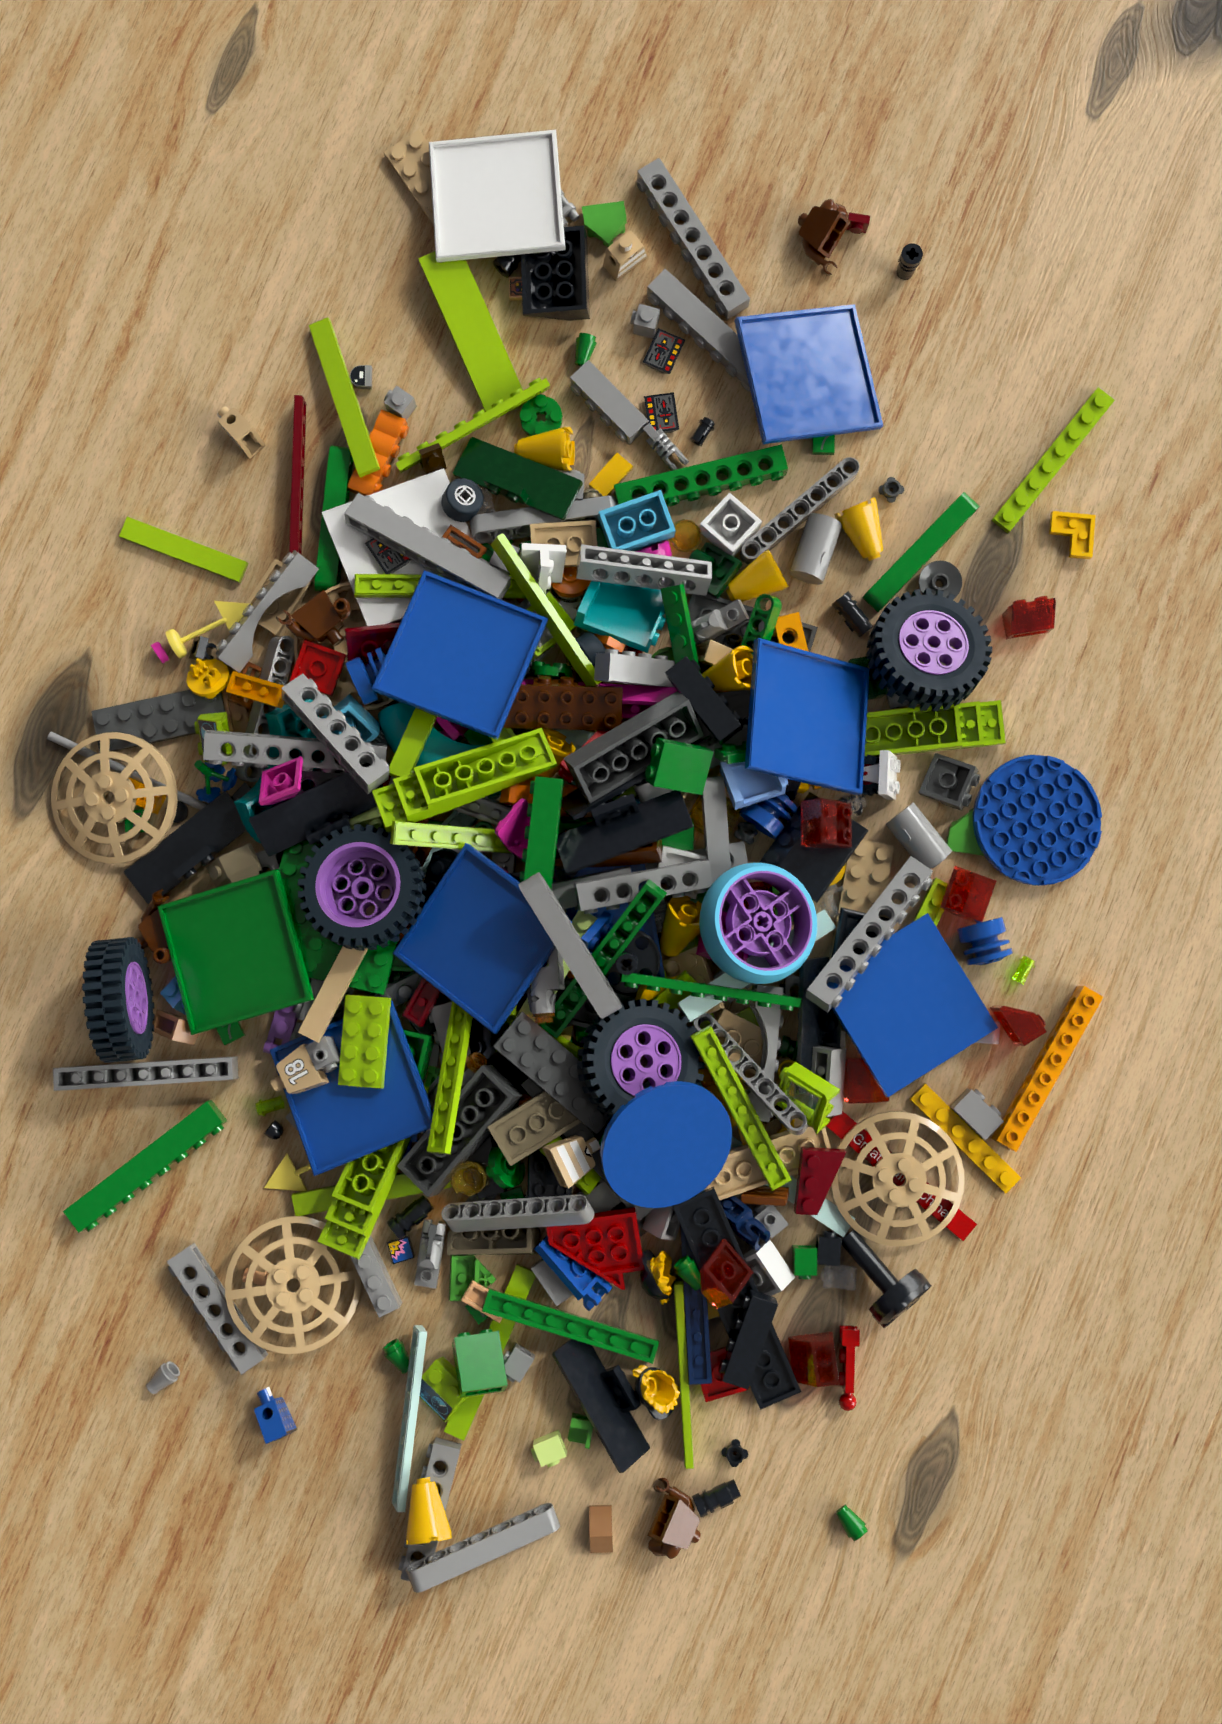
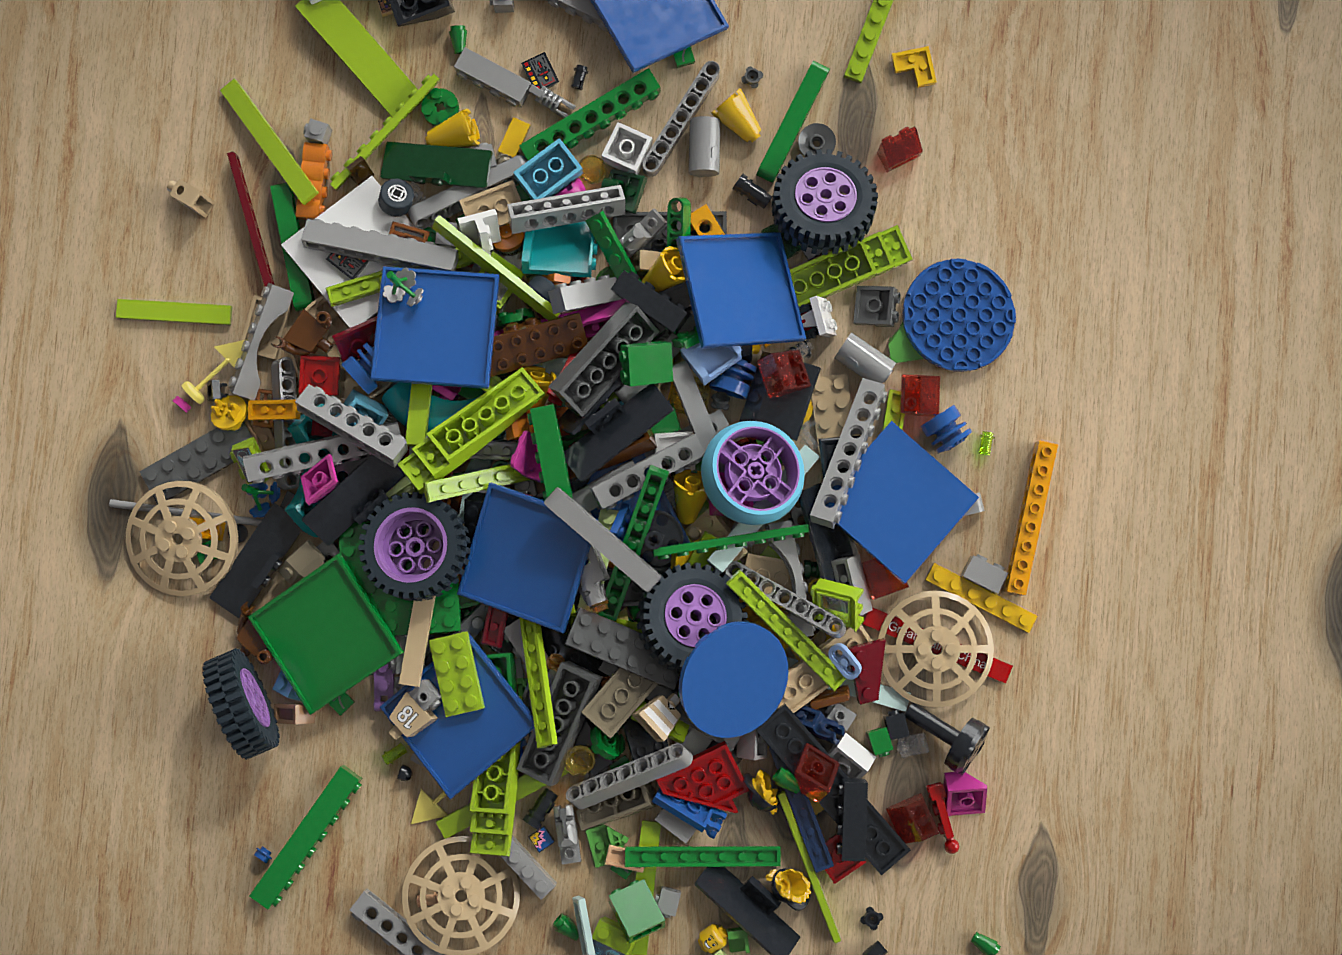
camera: 15 degrees left, 0 degrees up
(93, 1170) = (263, 854): none -> blue plate
(145, 1073) = (281, 759): light grey brick -> none
(299, 728) = (319, 430): none -> dark red plate
(362, 376) = (278, 119): tile -> none
(443, 592) = (404, 280): none -> light grey plant
(553, 1419) = (712, 938): none -> yellow head
(663, 351) = (525, 20): piece -> none
(757, 578) = (664, 186): yellow cone -> none
(794, 1160) = (843, 661): none -> light blue plate
(879, 1349) = (964, 794): none -> dark pink slope
(1019, 1024) = (996, 488): clear red slope -> none

